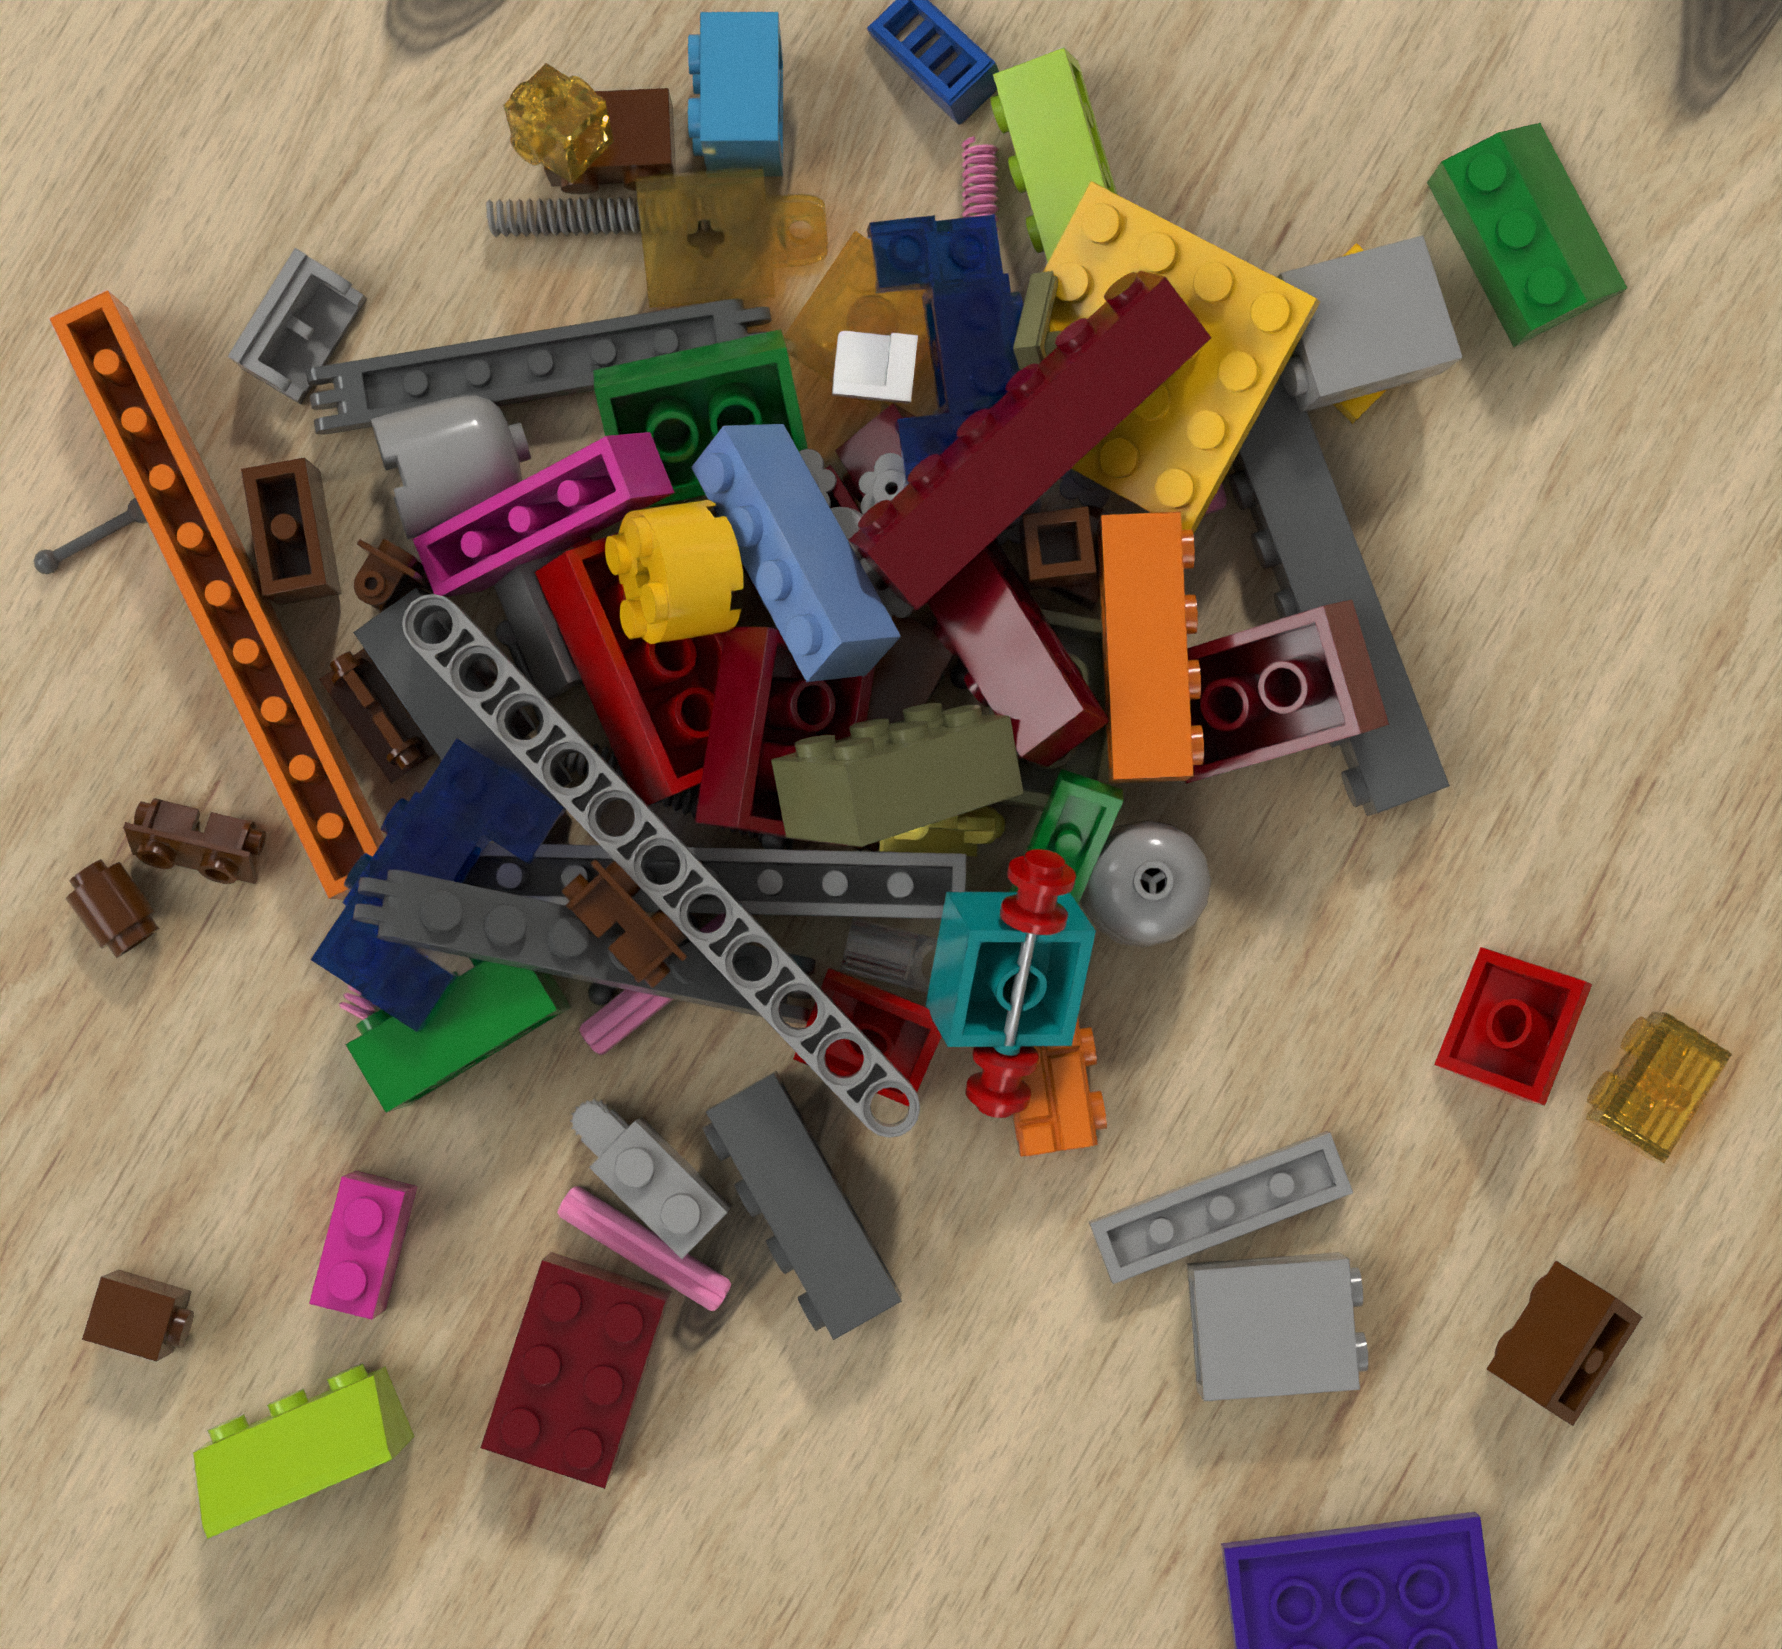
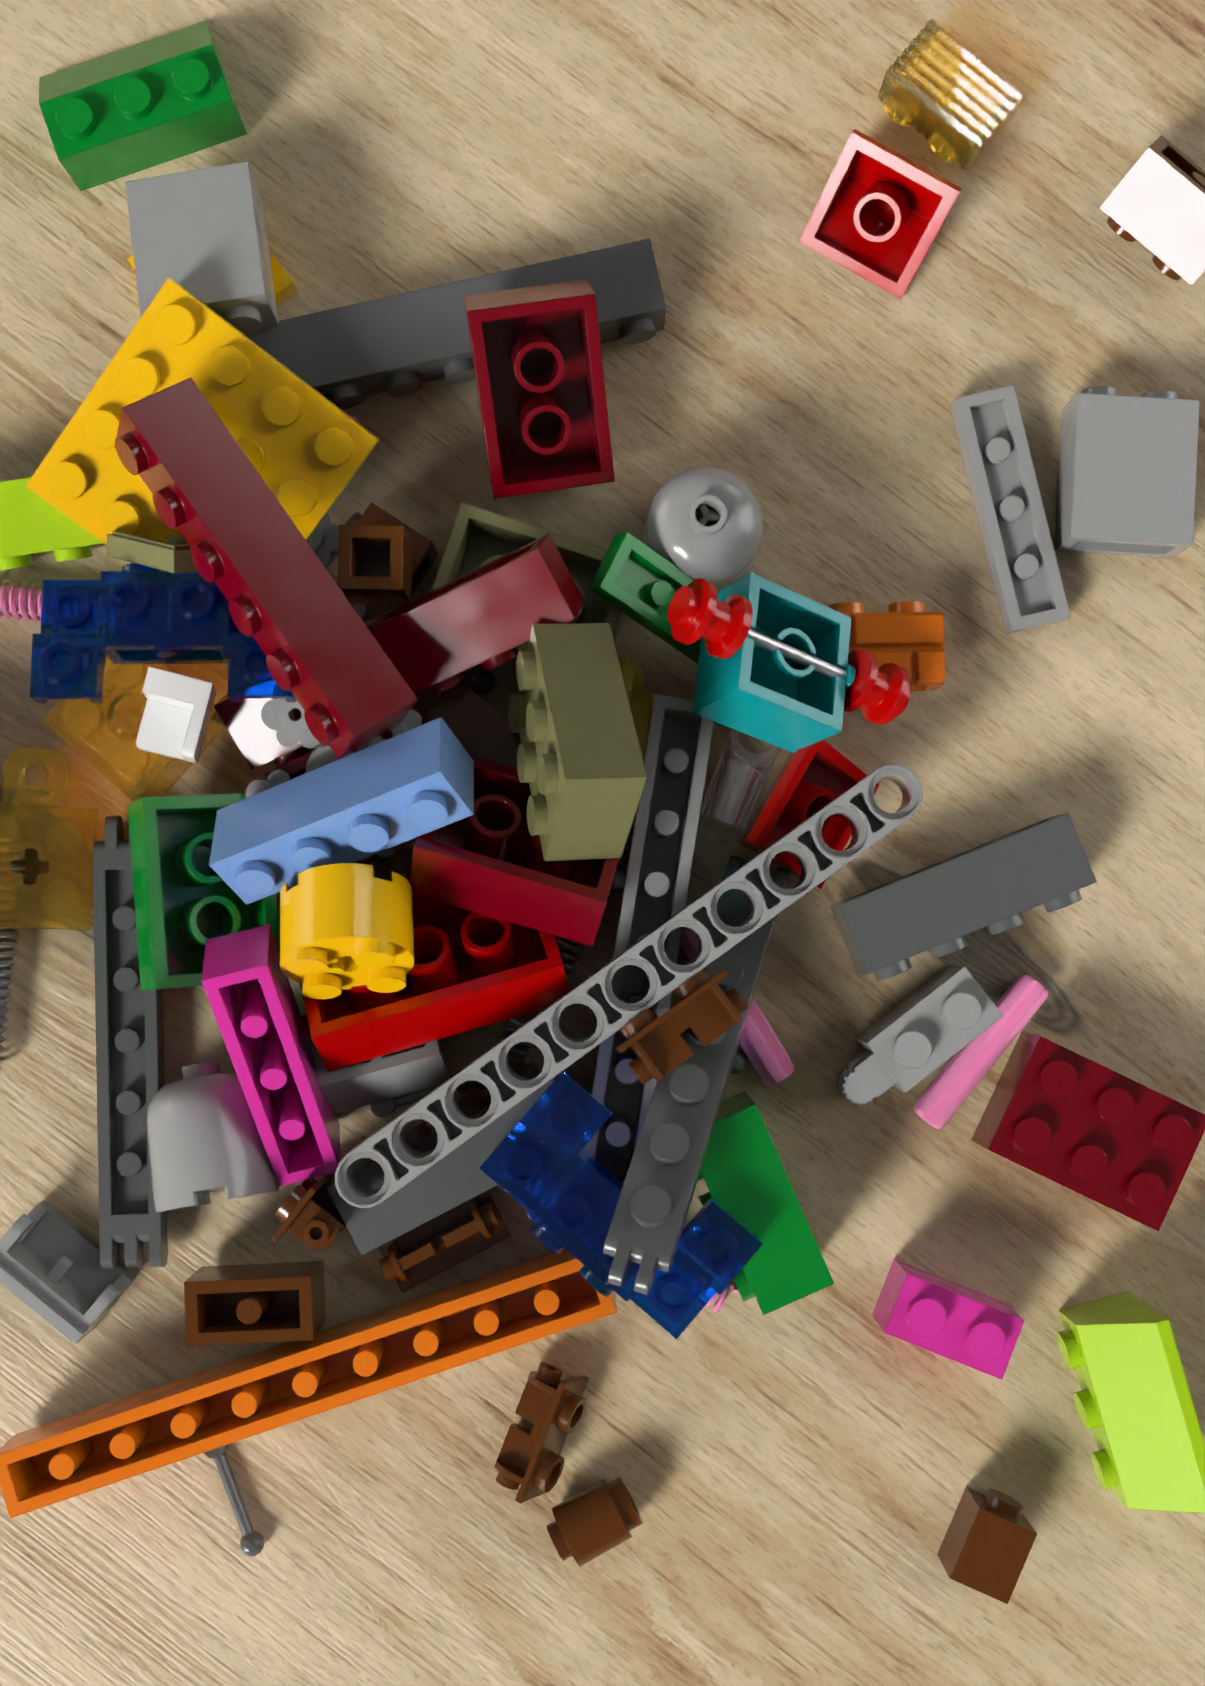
camera: 85 degrees left, 0 degrees up
(1146, 647) = (482, 491): orange brick -> none

